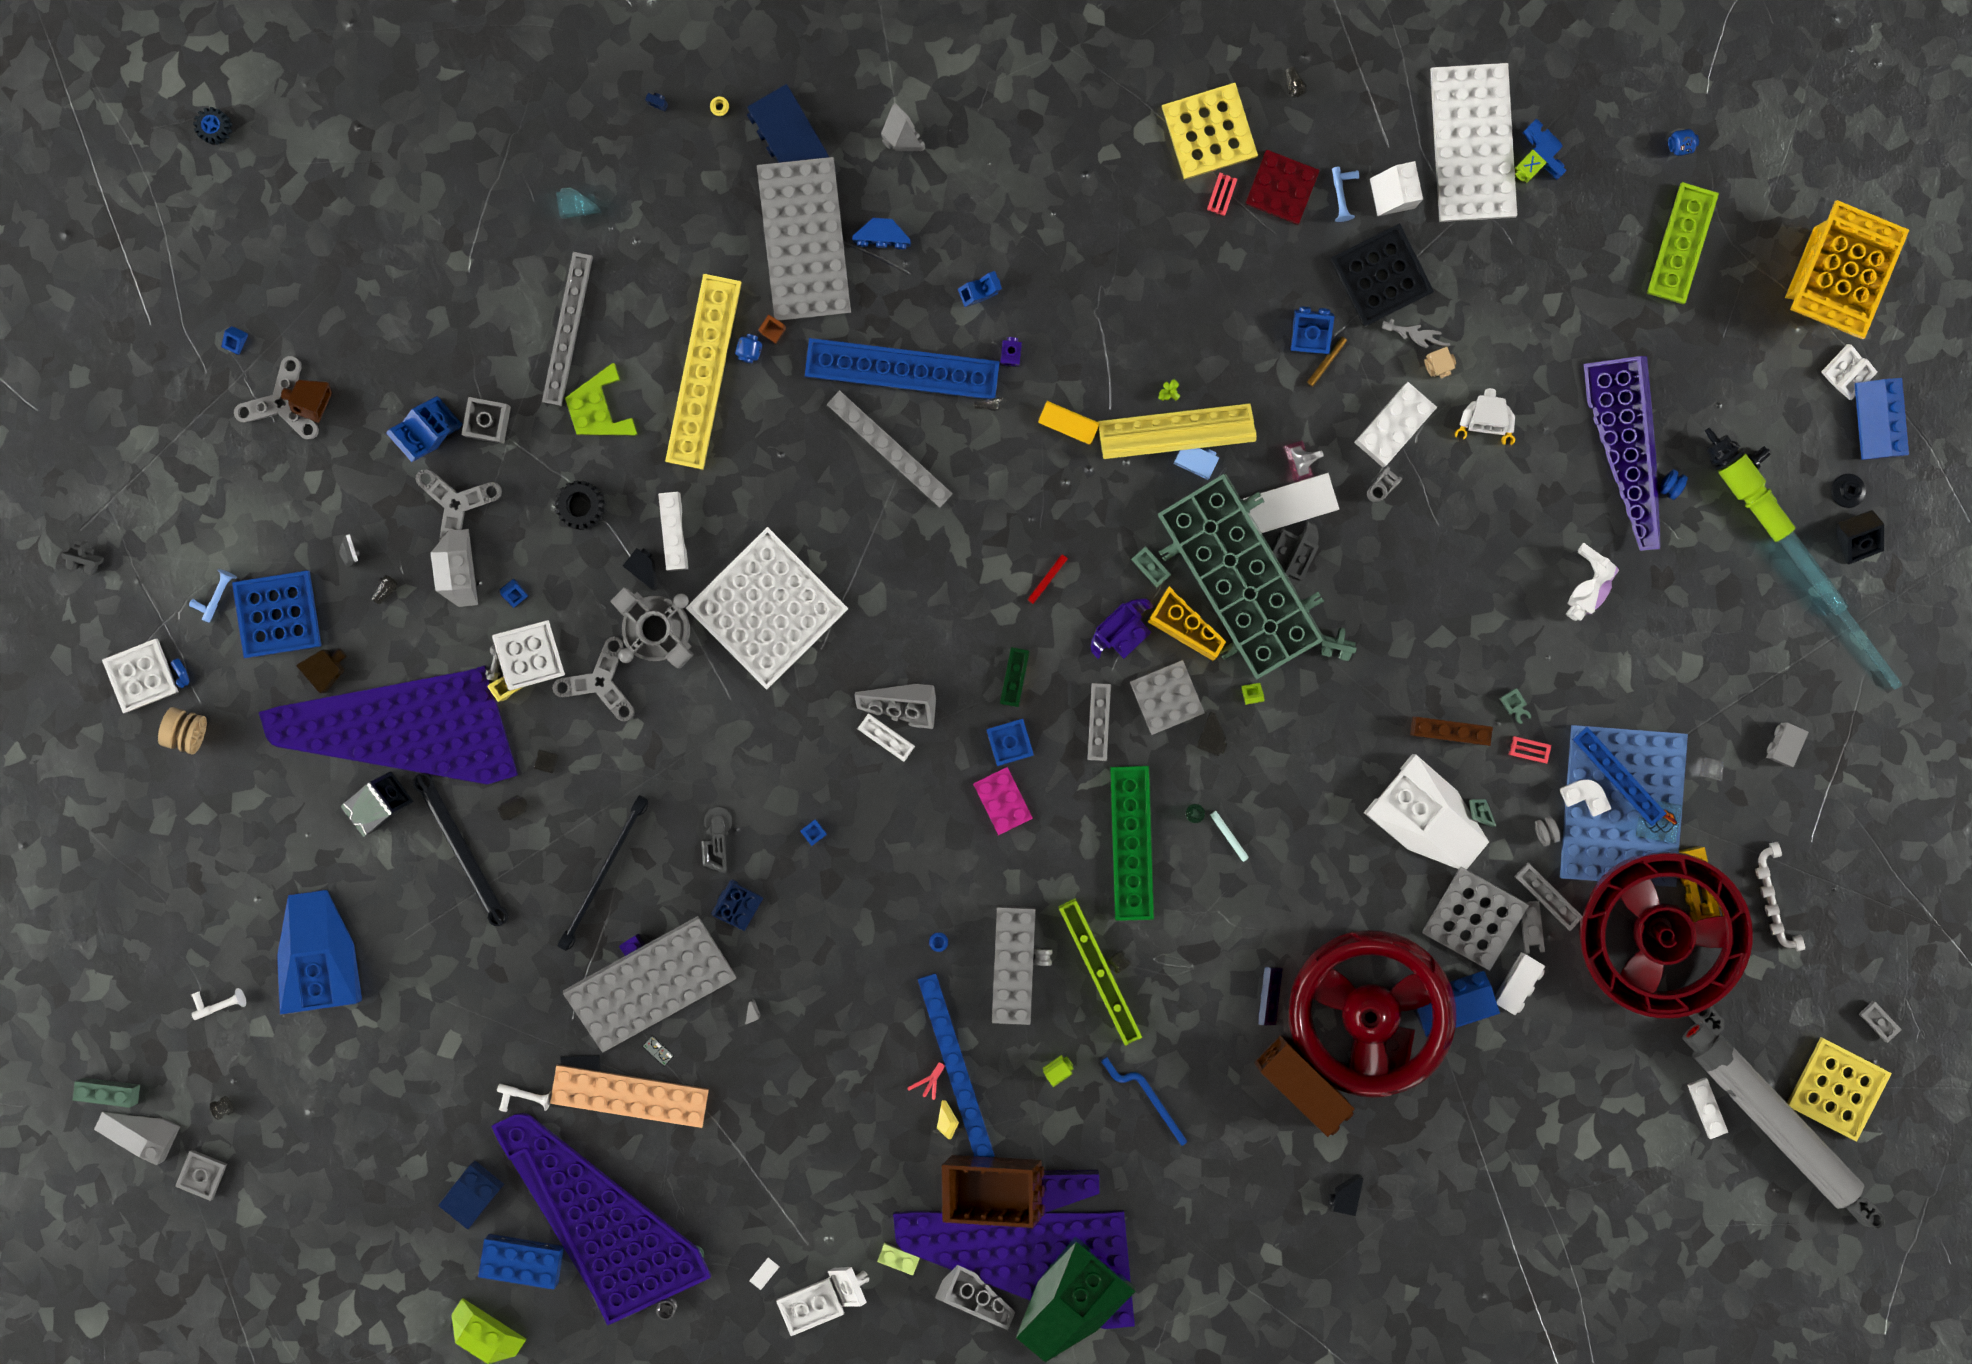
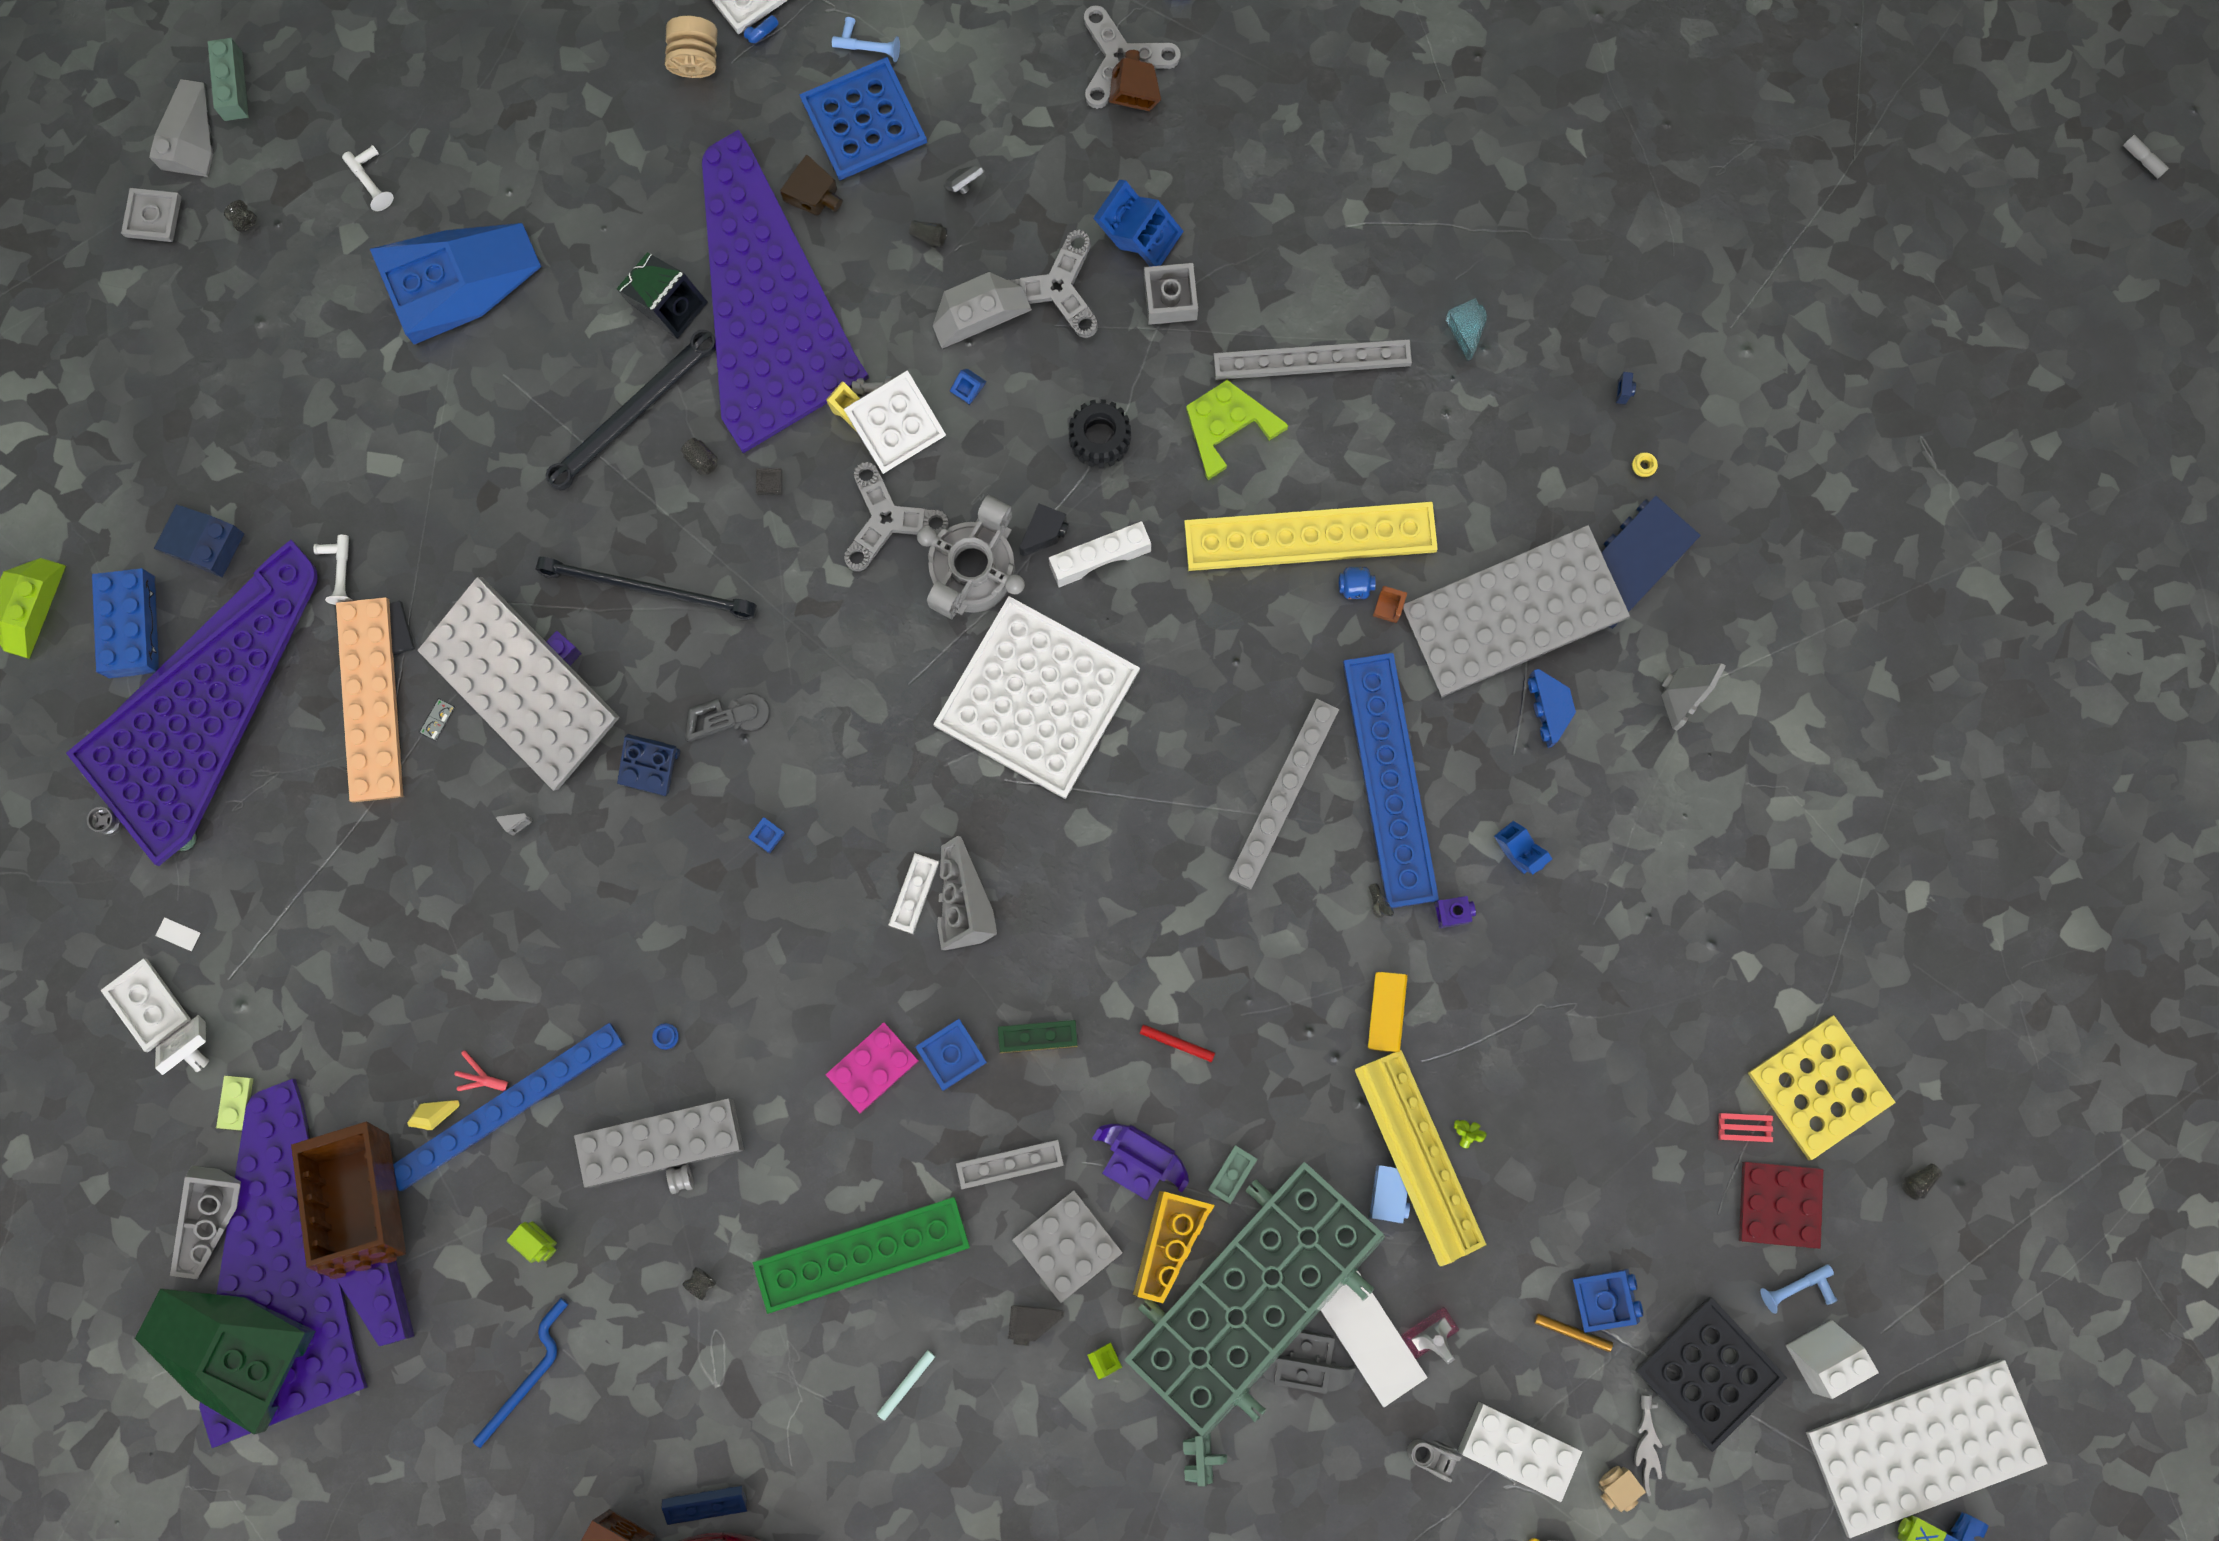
camera: 75 degrees right, 10 degrees down
(1100, 971) = (678, 1262): lime tile -> none
(1189, 811) = (932, 1331): clear green bush -> none

